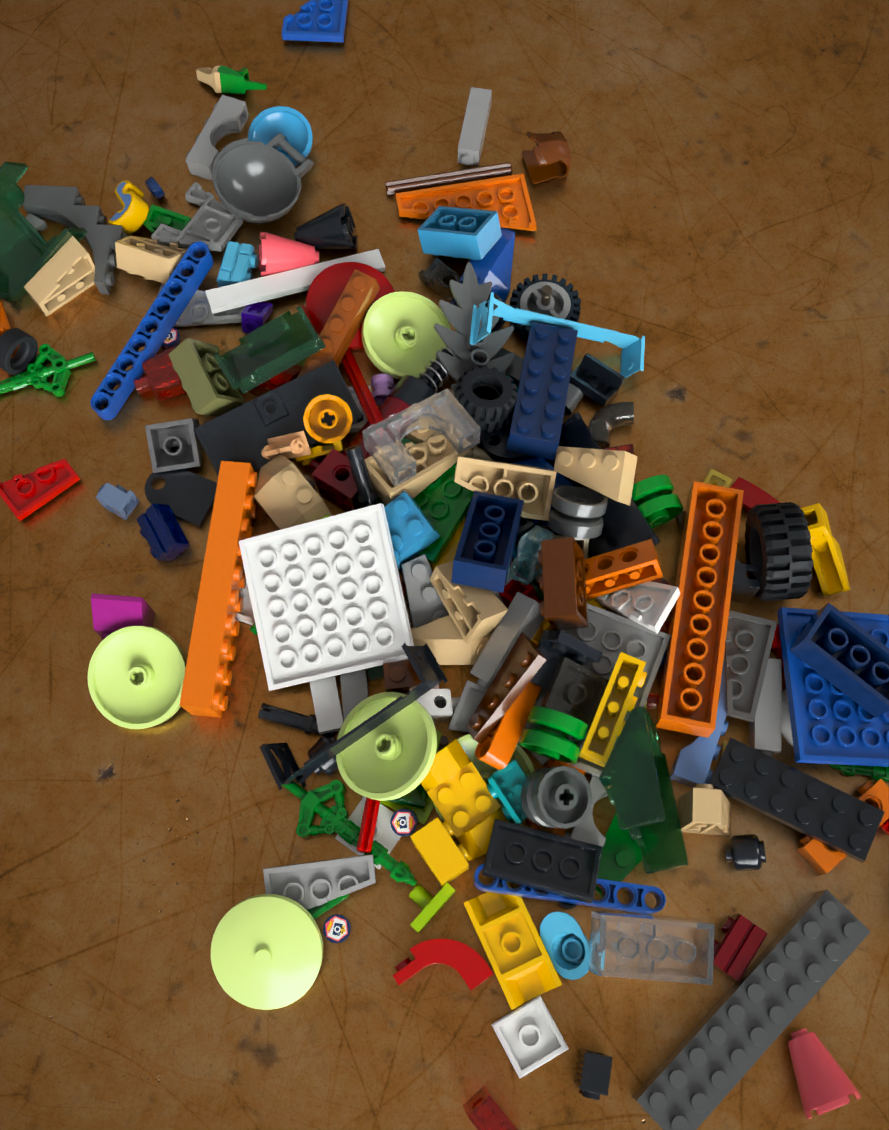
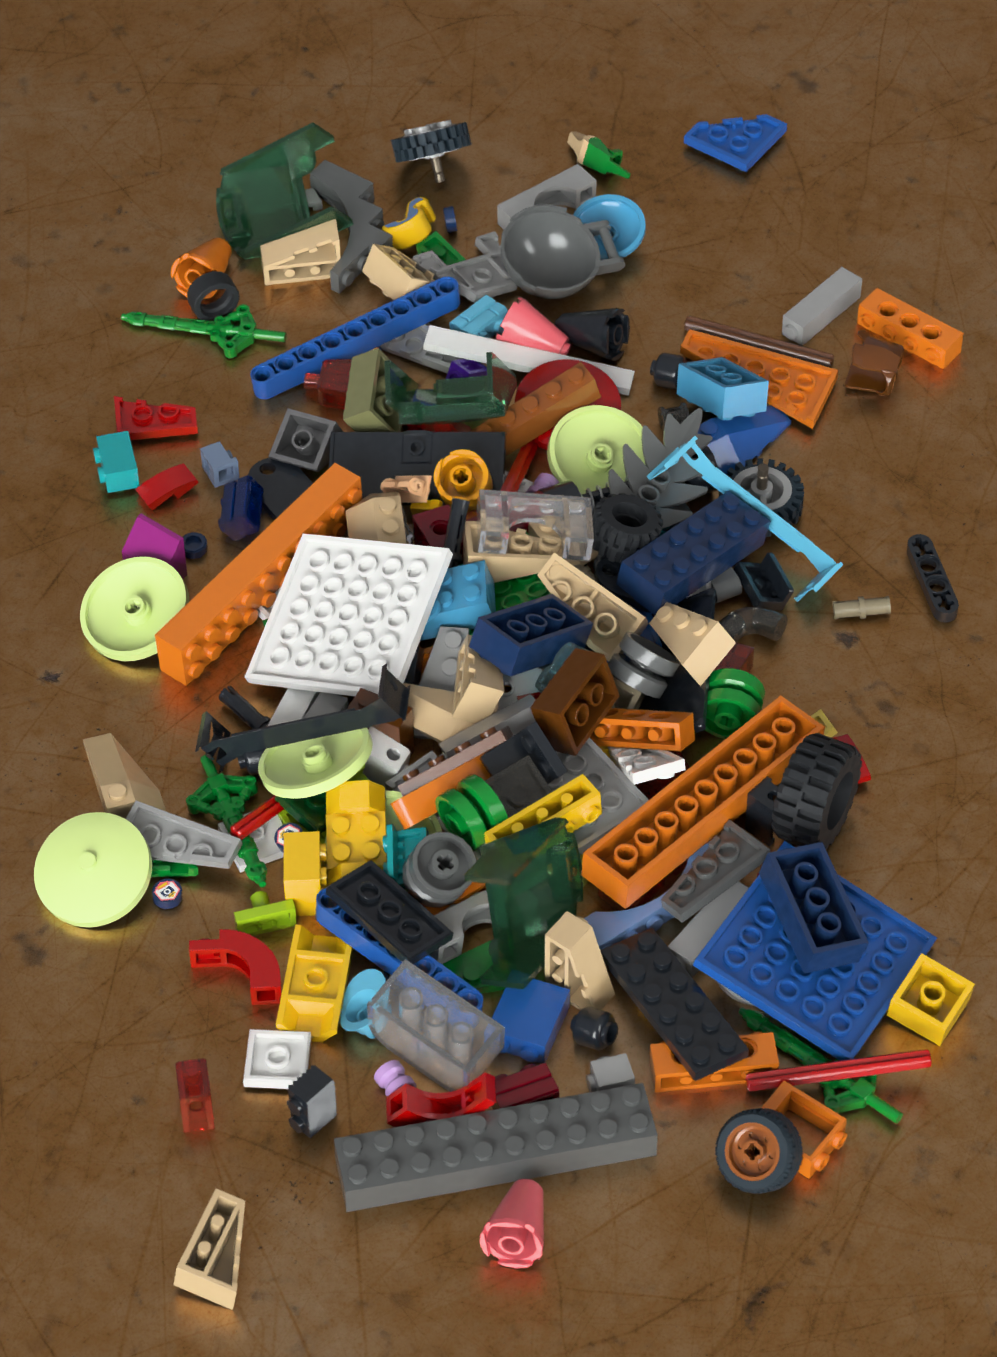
camera: 30 degrees right, 20 degrees down
(34, 544) = (117, 462): none -> teal brick
(86, 541) = (163, 485): none -> red slope
(101, 131) = (431, 143): none -> black wheel
(143, 584) = (195, 545): none -> dark blue tile
(231, 844) = (119, 777): none -> tan wedge
(405, 235) = (666, 369): none -> black head
(547, 113) = (910, 328): none -> orange brick
(635, 1000) = (392, 1077): none -> lavender wheel
(674, 363) = (861, 607): none -> dark tan pin
(688, 1005) = (413, 1106): none -> red arch
(699, 882) = (532, 1019): none -> blue brick
(706, 307) = (934, 577): none -> black beam
(788, 890) = (610, 1073): none -> light grey brick
(826, 552) = (876, 830): yellow arch -> none

